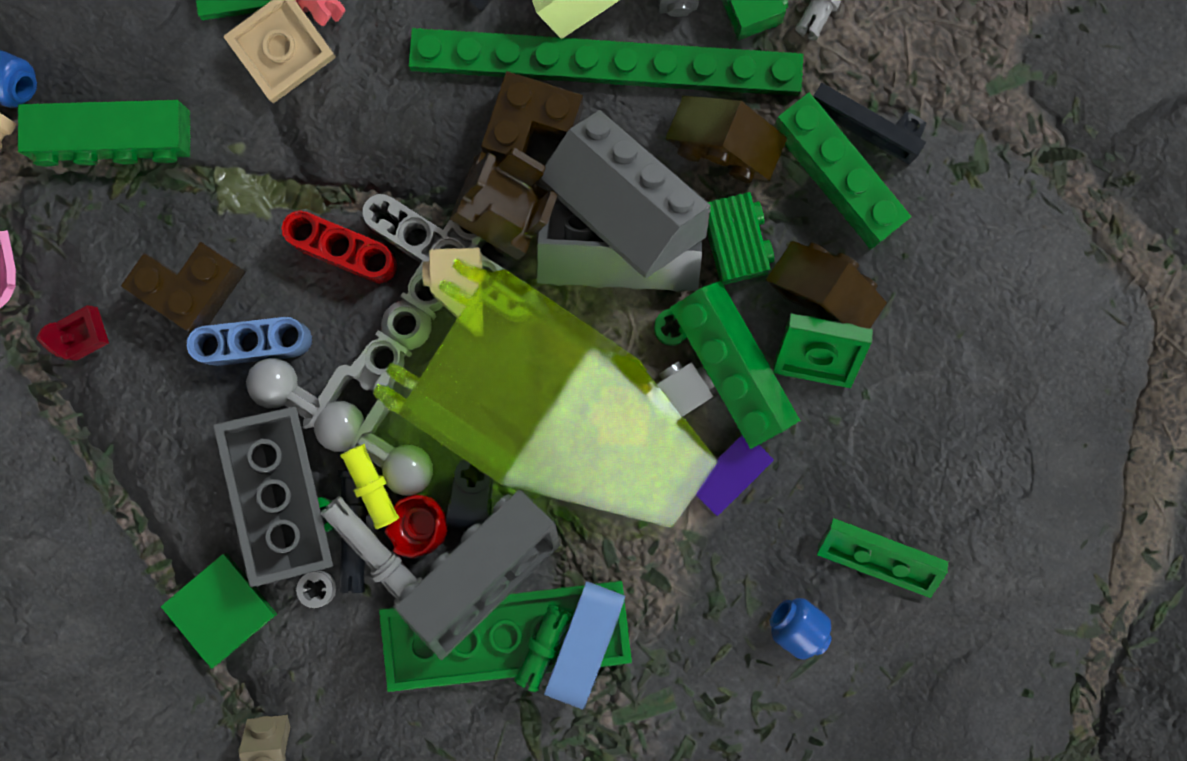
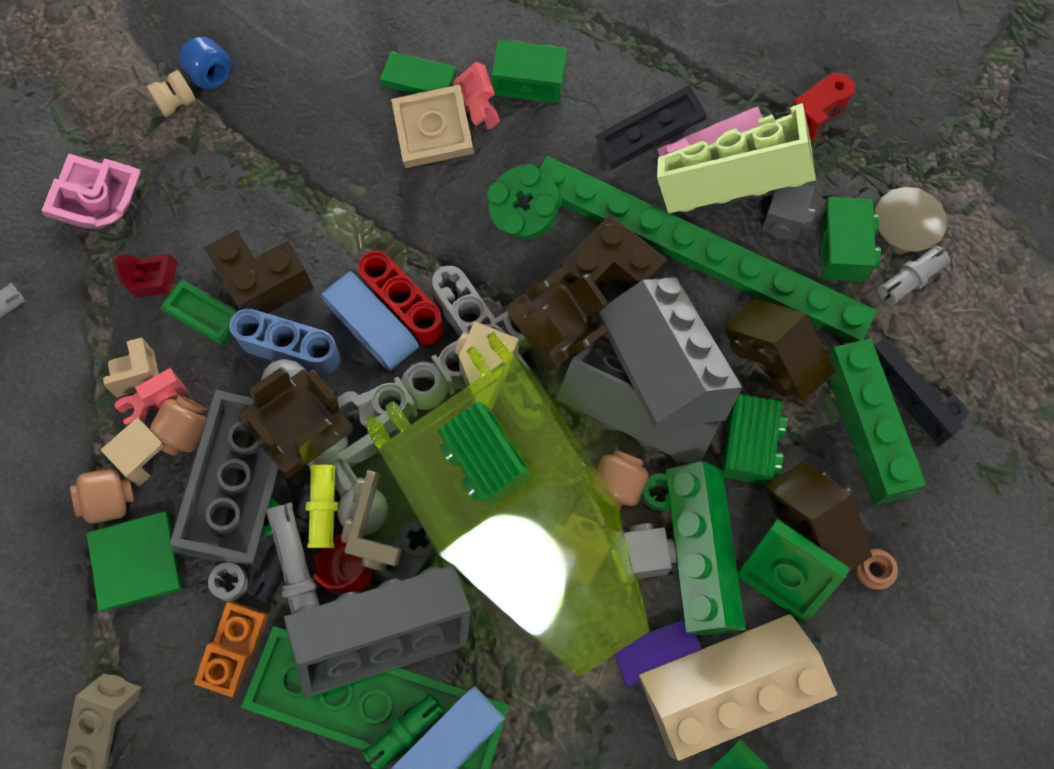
camera: 25 degrees right, 15 degrees down
(104, 131) = (260, 131): green brick -> none
(115, 435) = (132, 369): none -> tan panel
(148, 347) = (200, 312): none -> green tile
(154, 447) = (151, 395): none -> coral plate
(155, 567) = (101, 495): none -> nougat head
(162, 513) = (132, 450): none -> tan panel
(192, 468) = (179, 425): none -> nougat head
(304, 419) = (294, 418): none -> dark brown panel
(320, 283) = (369, 321): none -> medium blue beam
(351, 645) = (232, 650): none -> orange slope
(390, 91) = (543, 208): none -> green plate
(441, 508) = (374, 554): none -> dark tan bracket
(503, 381) = (484, 454): none -> green brick
(632, 329) = (623, 477): none -> nougat head
(812, 474) = (736, 686): none -> tan slope
(906, 307) = (888, 568): none -> nougat plate

